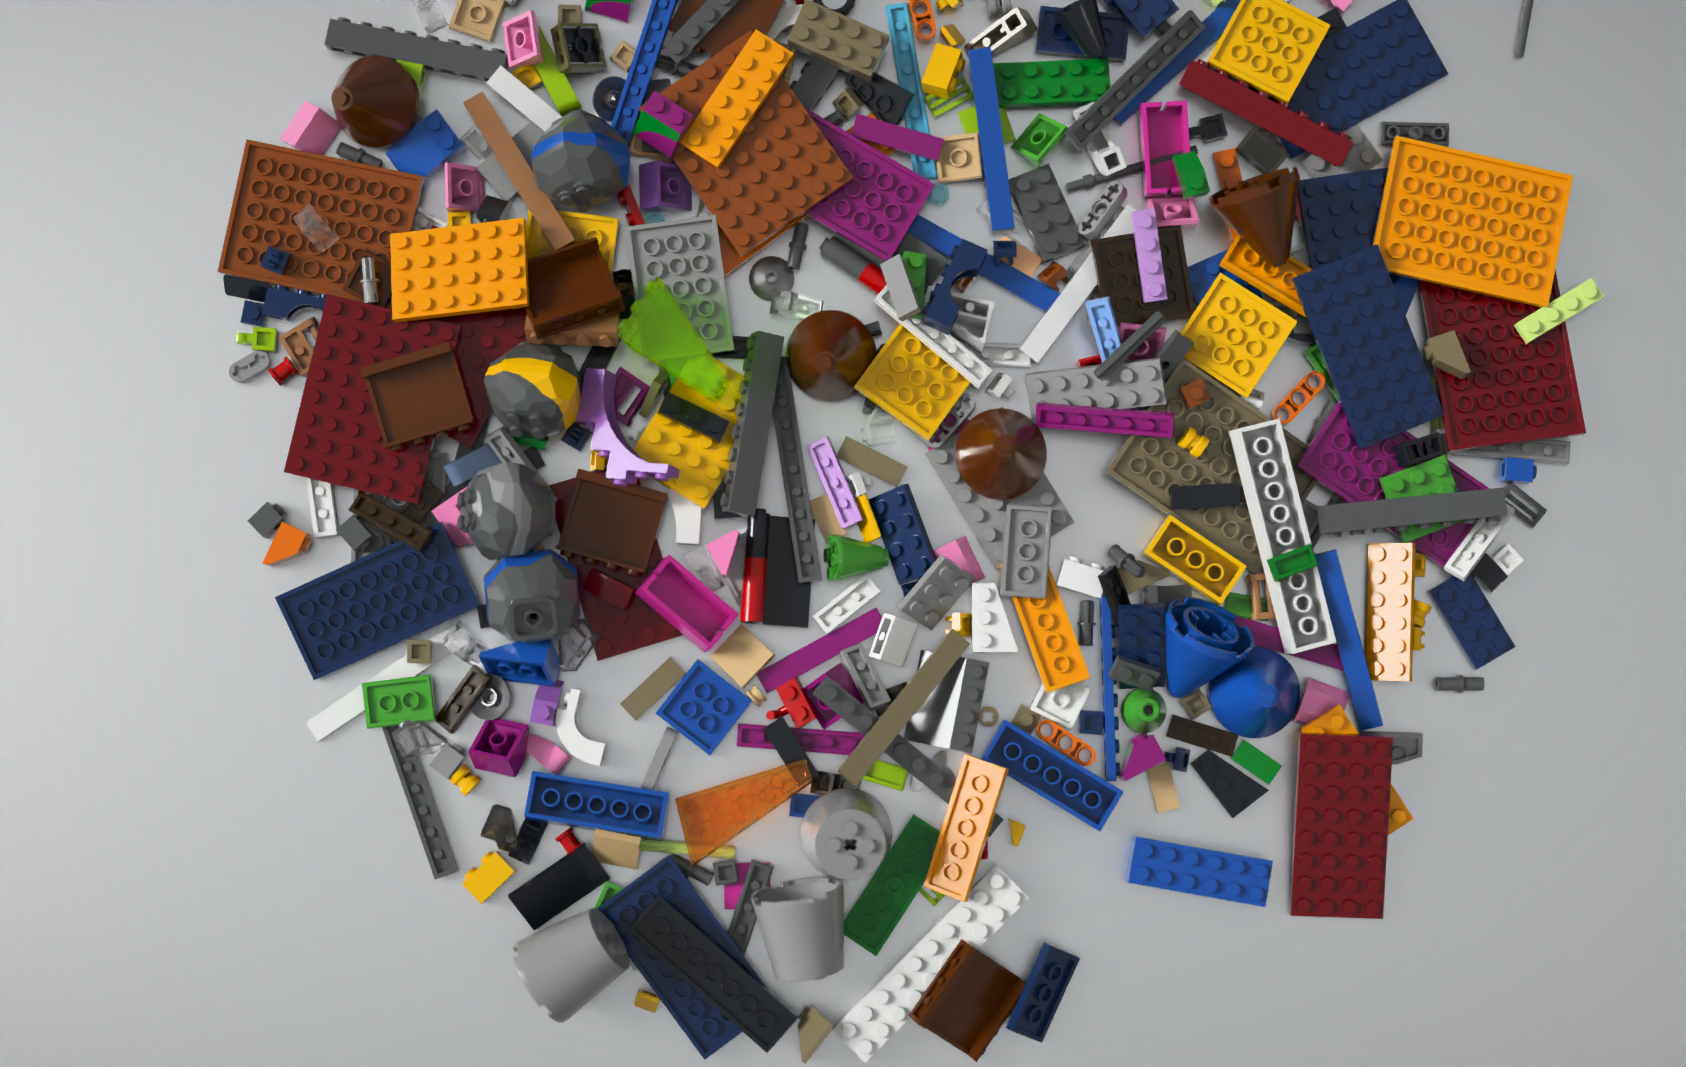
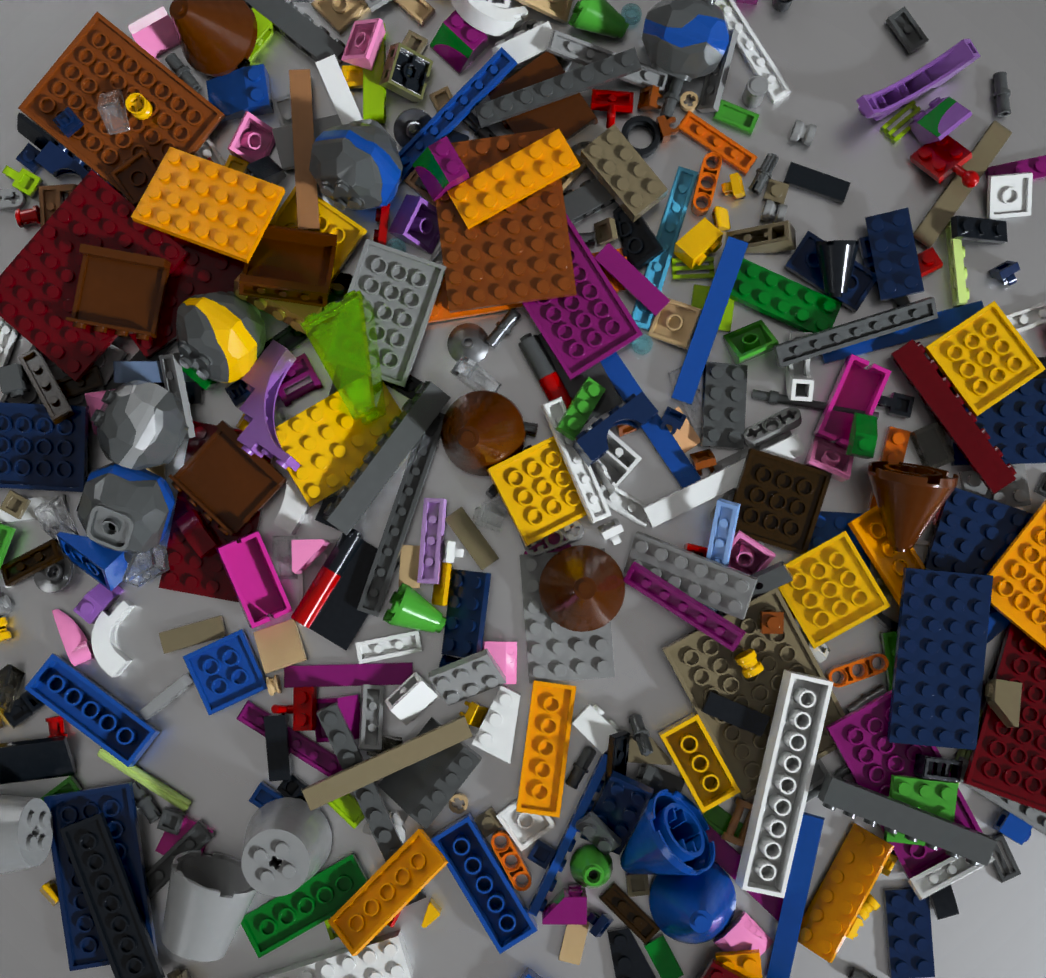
camera: 30 degrees right, 0 degrees up
(335, 208) = (137, 101): none -> yellow wheel
(369, 280) = (132, 176): light grey axle -> none
(500, 747) = (39, 618): magenta slope -> none
(616, 848) = (89, 754): tan tile -> none
(653, 393) = (317, 391): olive tile -> none
(693, 417) = (339, 426): black plate -> none
(726, 810) = (199, 769): clear orange wing -> none
(900, 287) = (568, 406): light grey tile -> none
(1026, 551) = (560, 681): light grey tile -> none
(1129, 345) = (736, 554): dark grey axle -> none
(1149, 255) = (792, 485): lavender plate -> none
(1292, 562) = (781, 811): green tile -> none
(1507, 559) = (966, 898): white plate -> none

